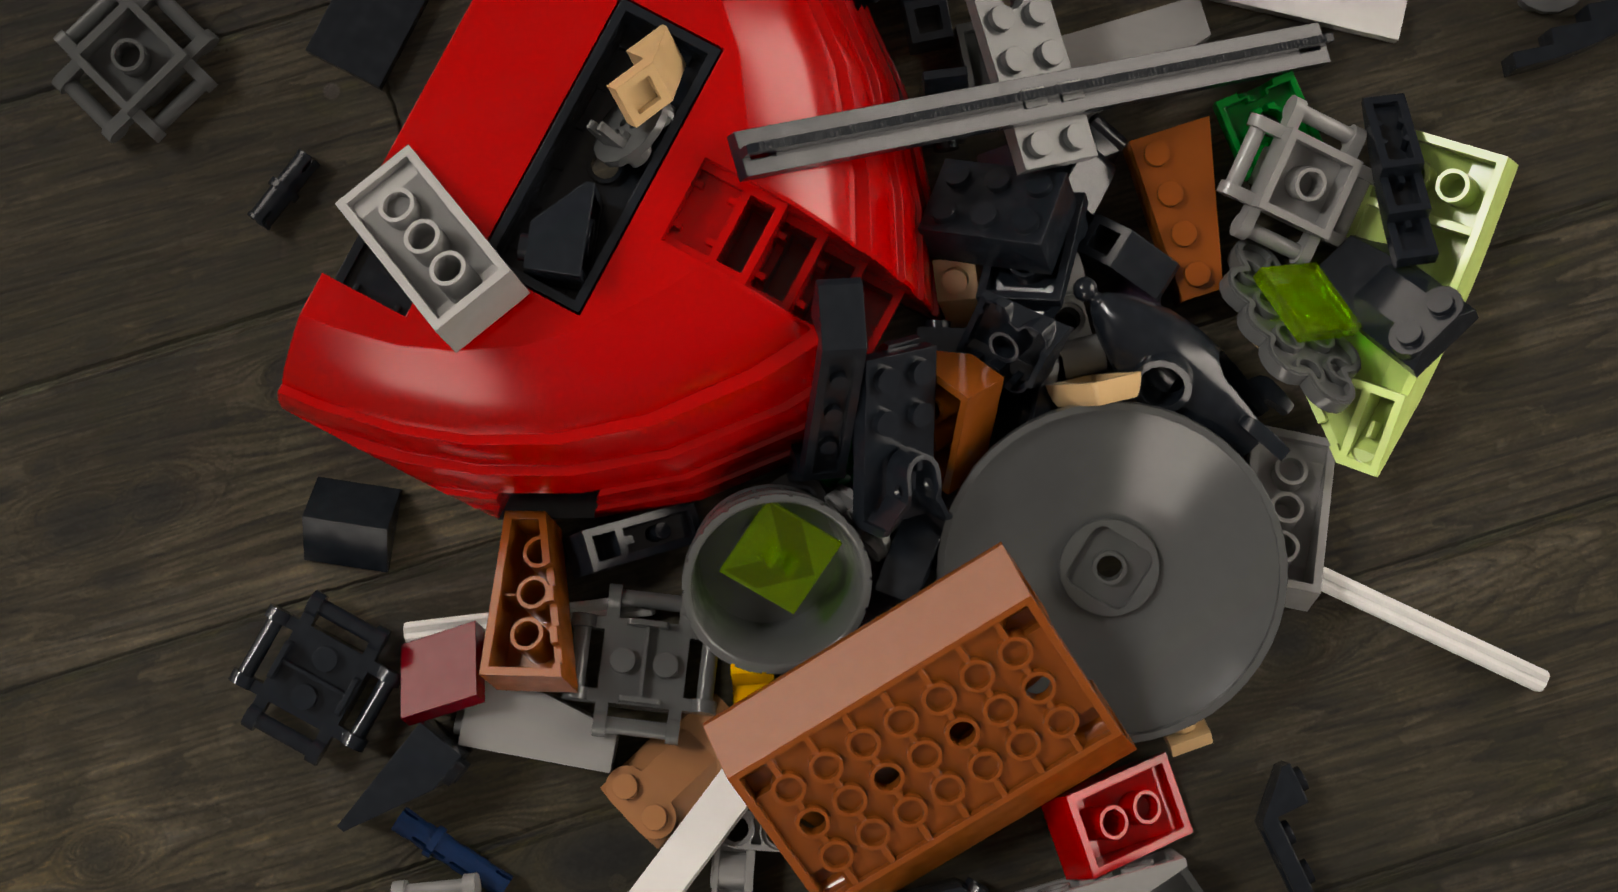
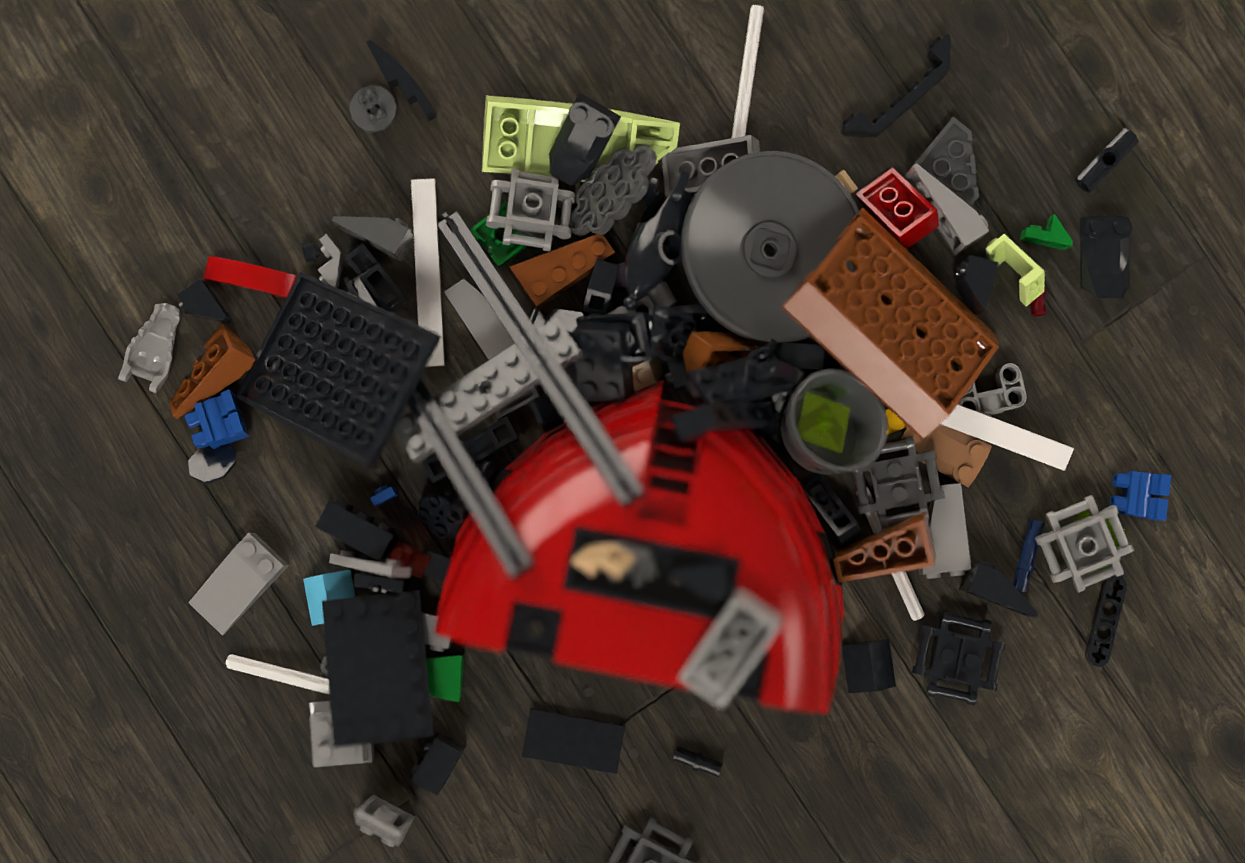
camera: 100 degrees left, 0 degrees up
(442, 673) = (936, 589): tile -> none
(1095, 389) = (681, 282): tan piece -> none
(1307, 302) = (596, 185): clear neon green tile -> none
(1398, 180) = (514, 156): black slope -> none

